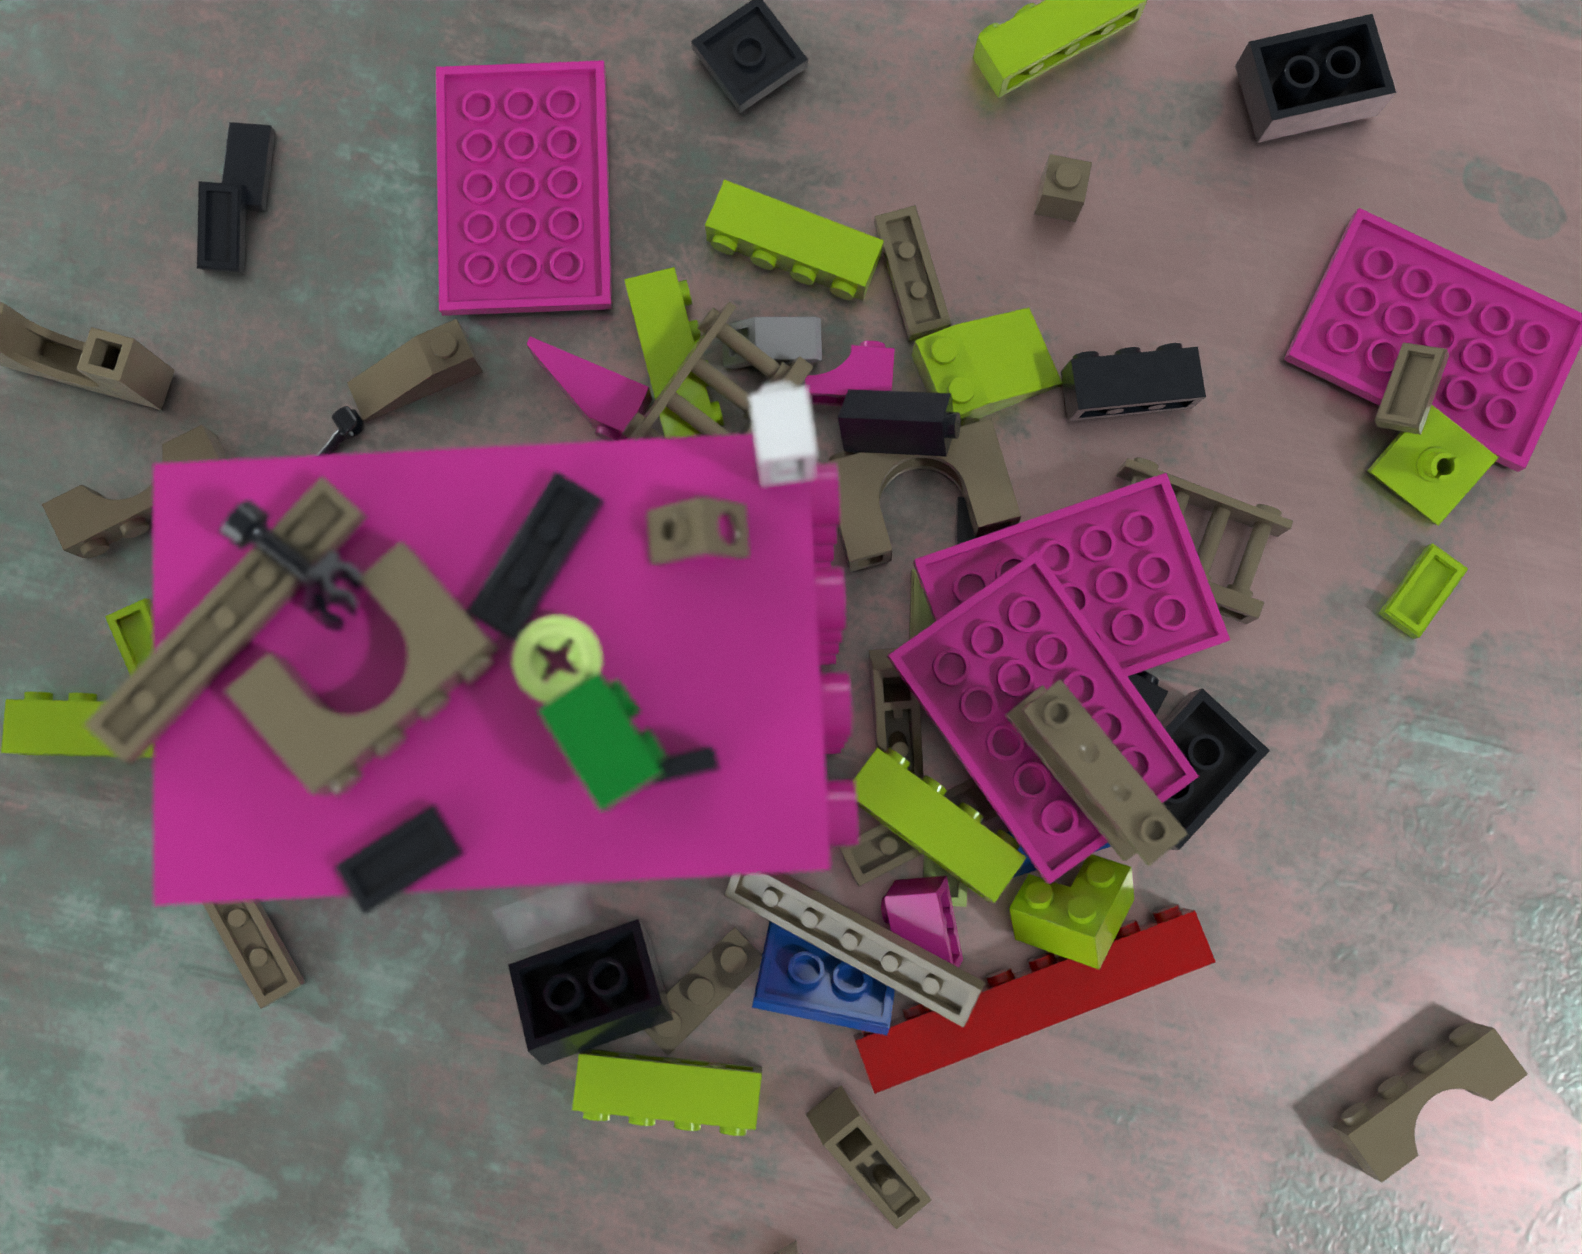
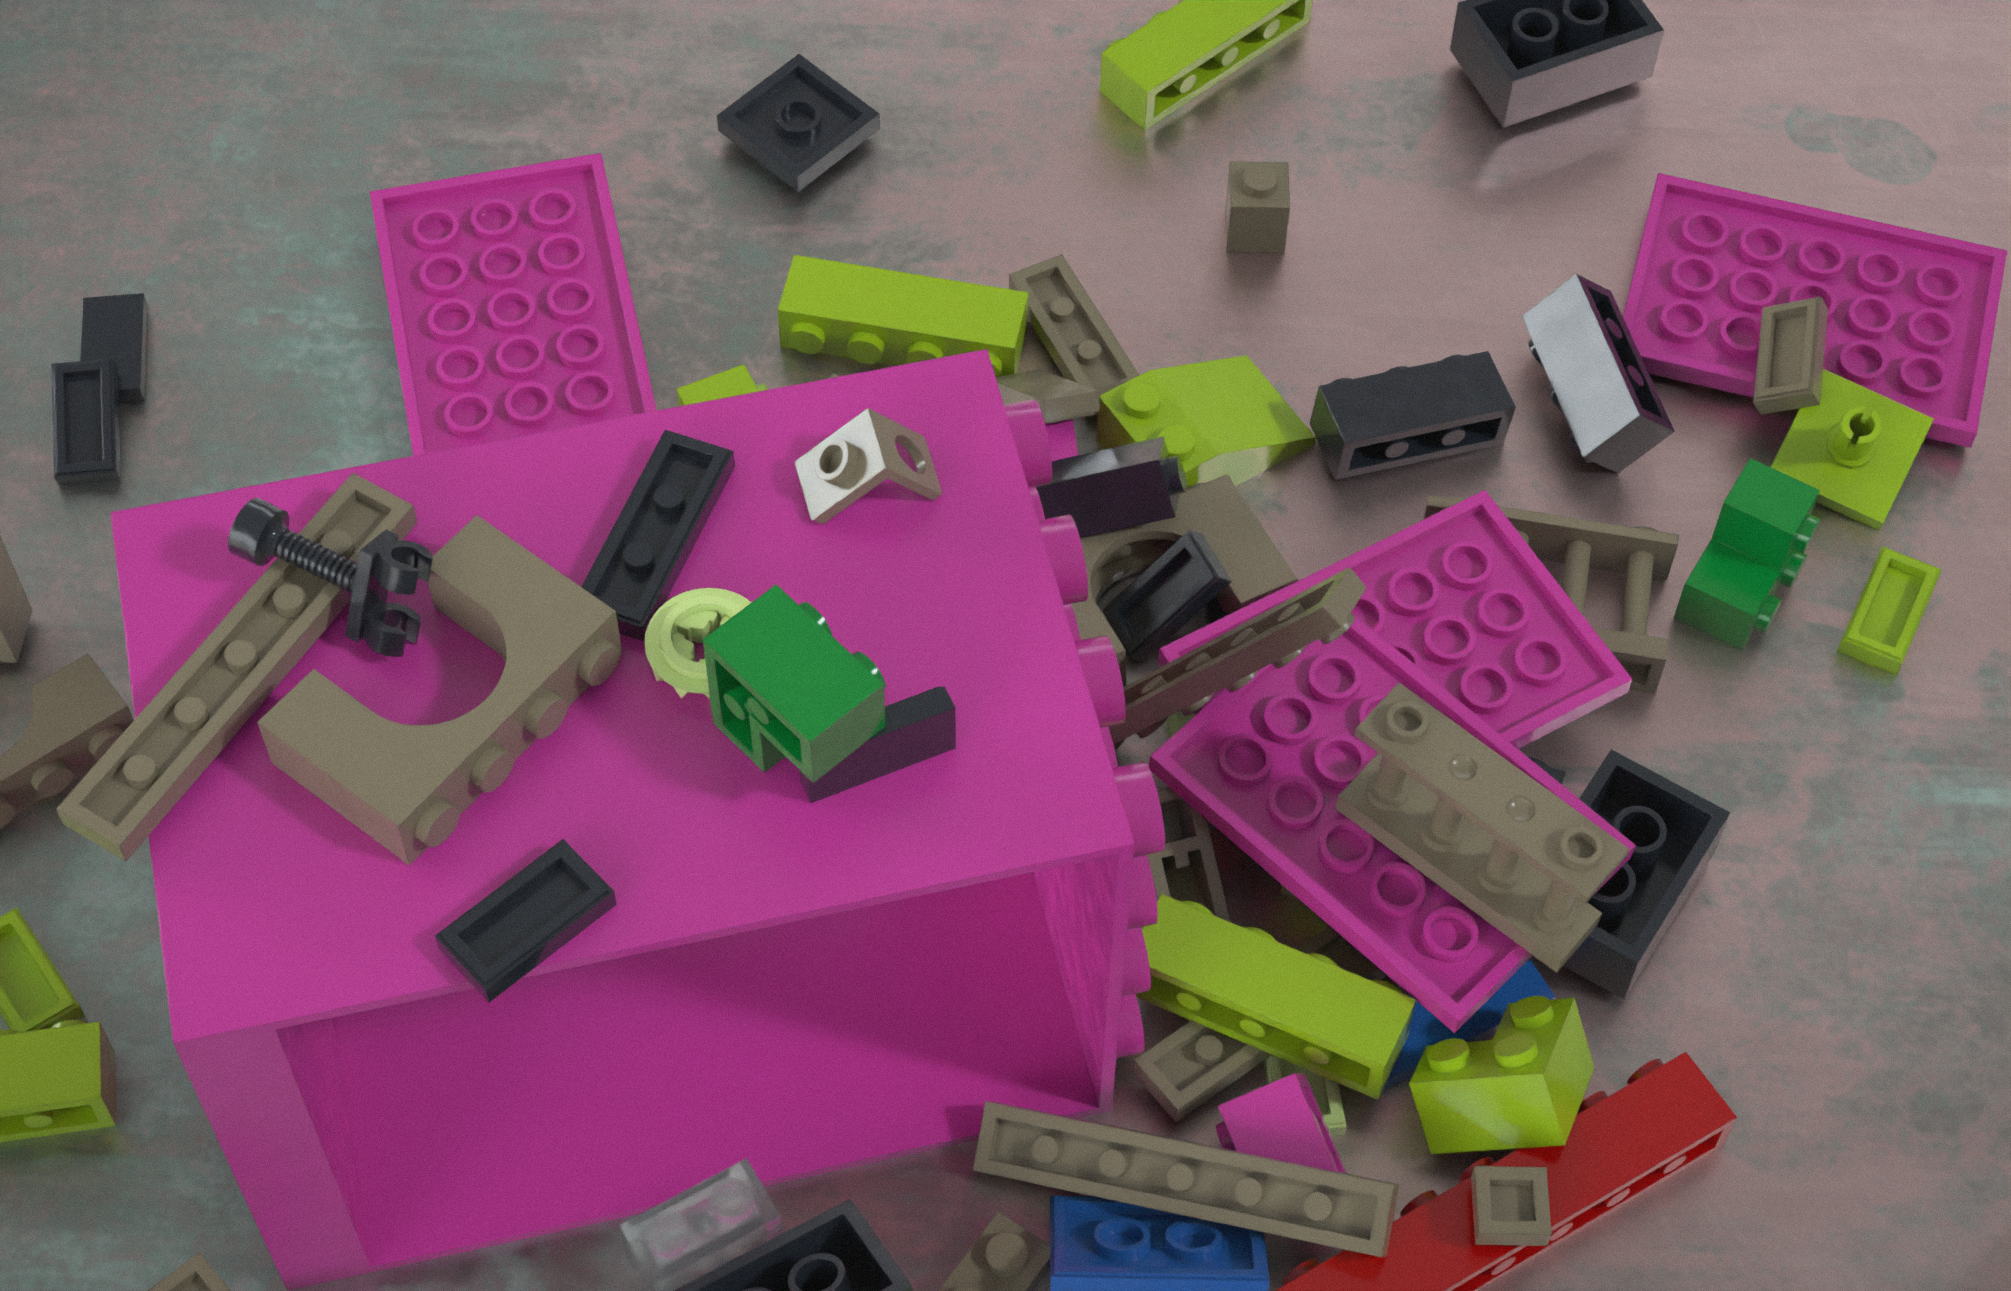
camera: 10 degrees left, 25 degrees down
(783, 434) = (961, 329): white brick -> none
(877, 327) = (1056, 396): none -> dark tan tile
(931, 503) = (1166, 595): none -> black tile
(948, 603) = (1239, 654): none -> dark tan plate
(1054, 1006) = (1510, 1206): none -> dark tan plate
(1270, 374) = (1596, 374): none -> brick
(1340, 536) = (1751, 553): none -> green brick

